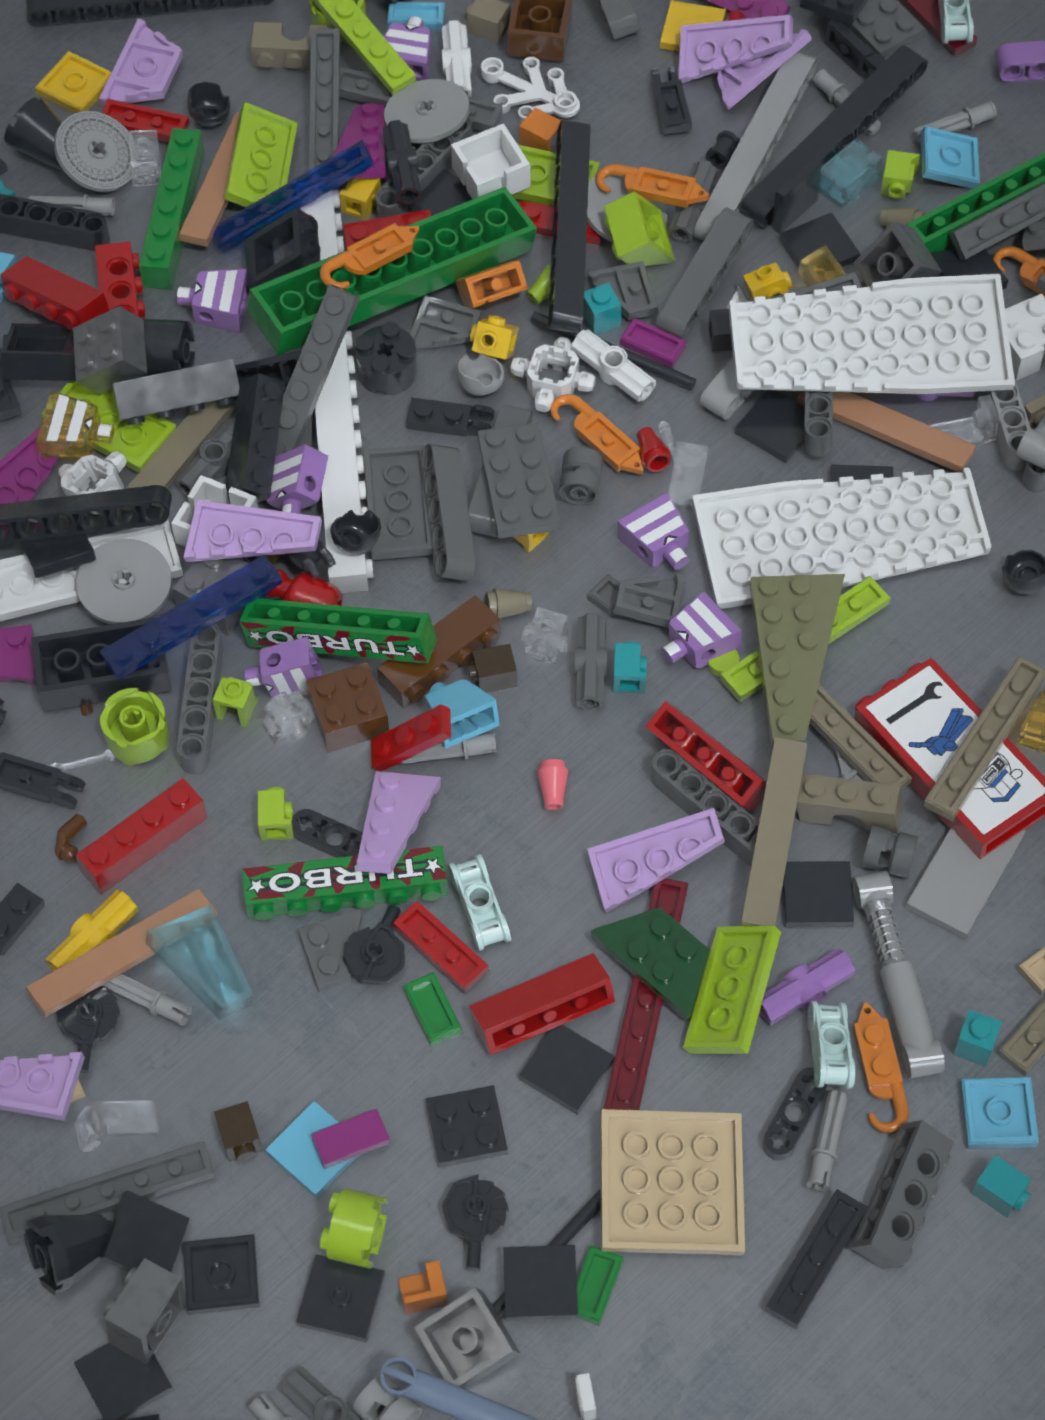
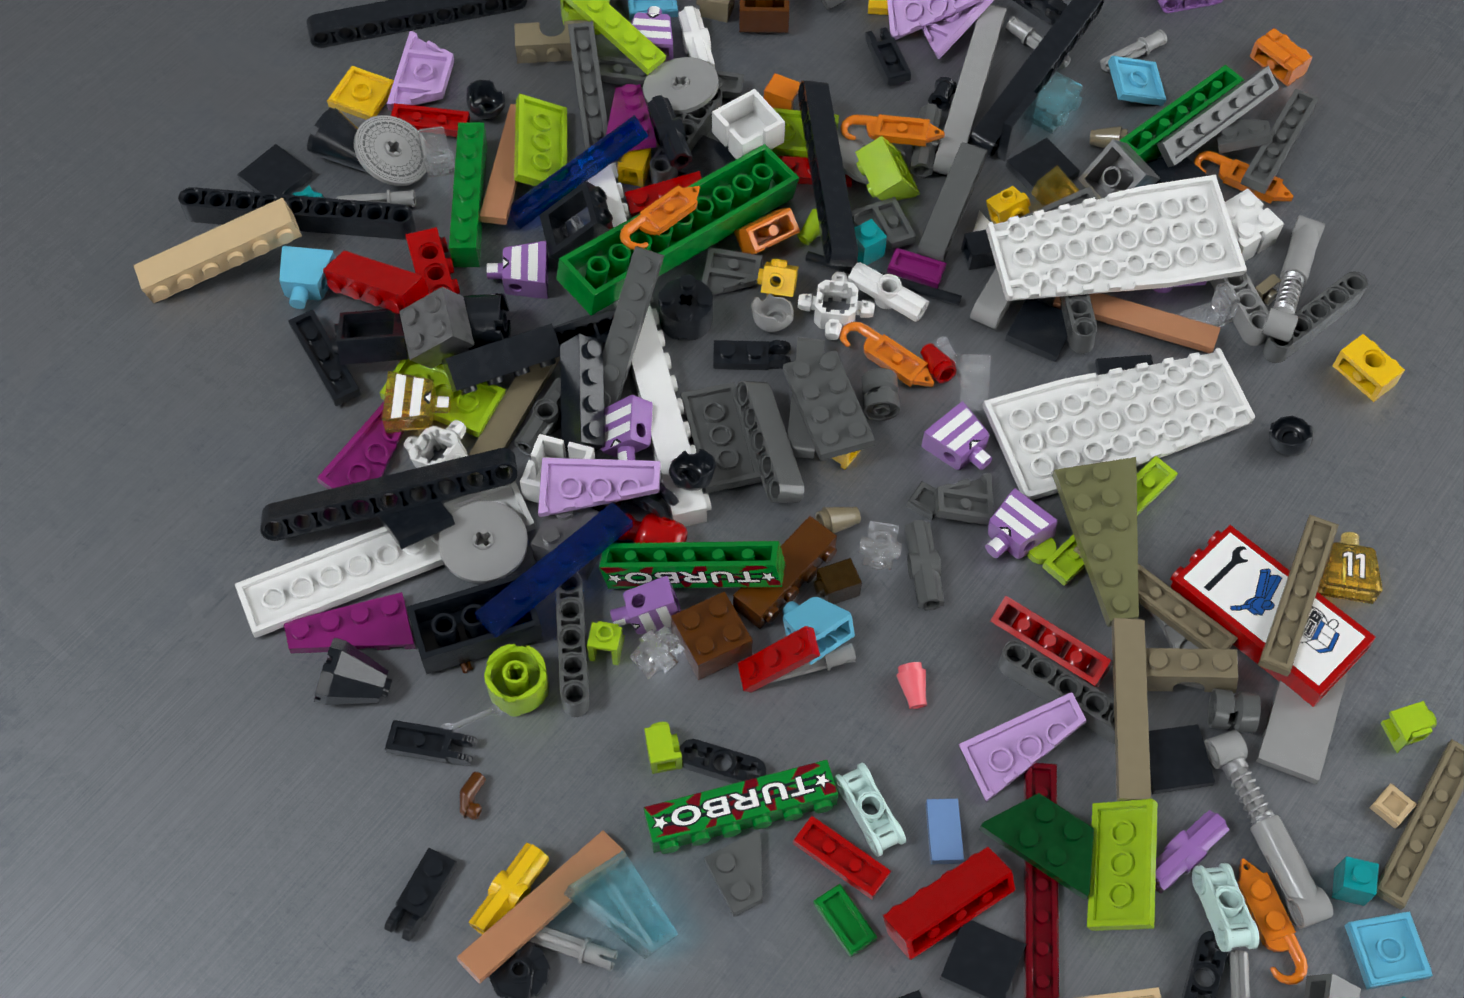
camera: 10 degrees left, 0 degrees up
(141, 836) = (540, 786): red brick -> none
(376, 953) = (782, 871): black piece -> none
(392, 817) = (774, 737): lavender wing -> none
(554, 934) = (944, 831): none -> medium blue tile
(563, 103) = (794, 68): white plant -> none
(629, 668) = (960, 567): teal brick -> none
(899, 173) = (1097, 99): lime window -> none

